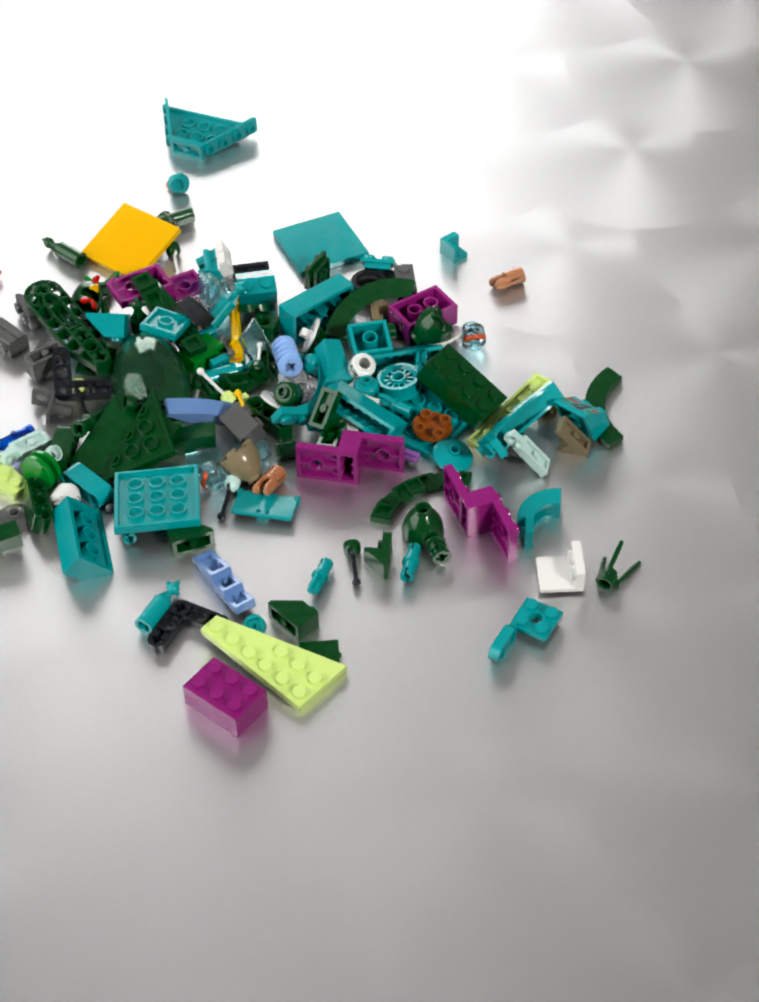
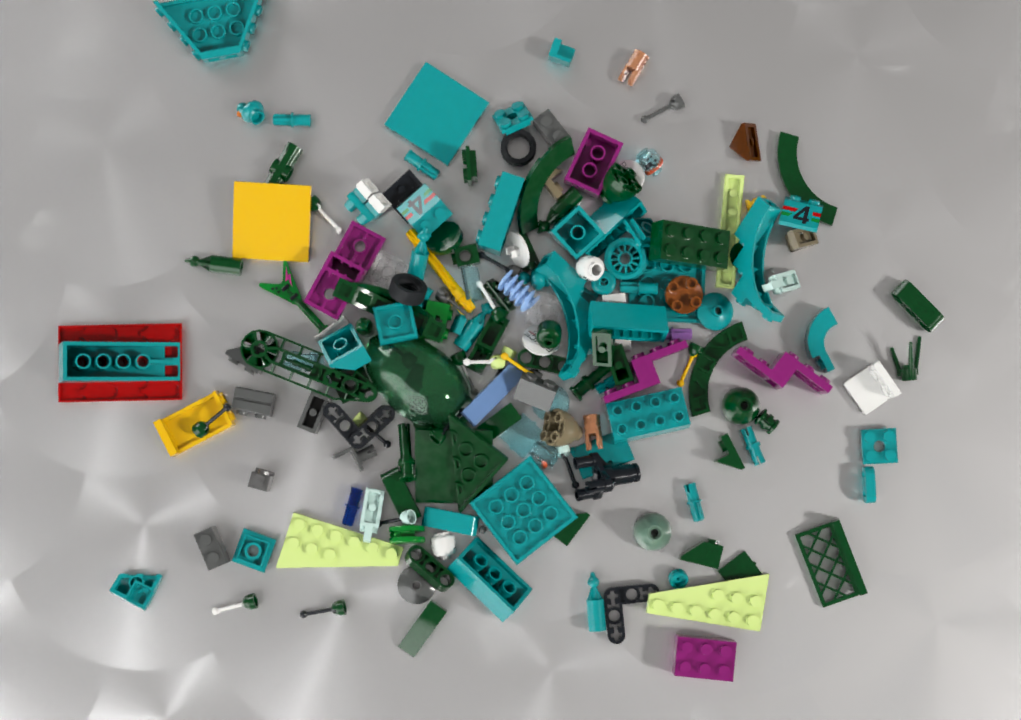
camera: 30 degrees left, 40 degrees up
(88, 296) = (289, 315): dark green piece -> none
(204, 201) = (292, 119): none -> teal axle
(211, 288) = (398, 244): clear light blue slope -> none
(223, 582) = (625, 550): medium blue slope -> none
(250, 512) = (604, 476): none -> black wheel
(262, 577) = (643, 529): none -> sand green piece
(280, 264) = (422, 165): none -> teal axle
(328, 490) = (647, 415): none -> teal brick
(352, 549) = (701, 460): hinge -> none
(411, 470) = (694, 351): none -> hinge
(435, 695) = (846, 555): none -> dark green fence
(526, 314) = (675, 103): none -> dark grey hinge
(572, 361) = (746, 142): none -> reddish brown slope
(652, 533) = (917, 306): none -> dark green beam

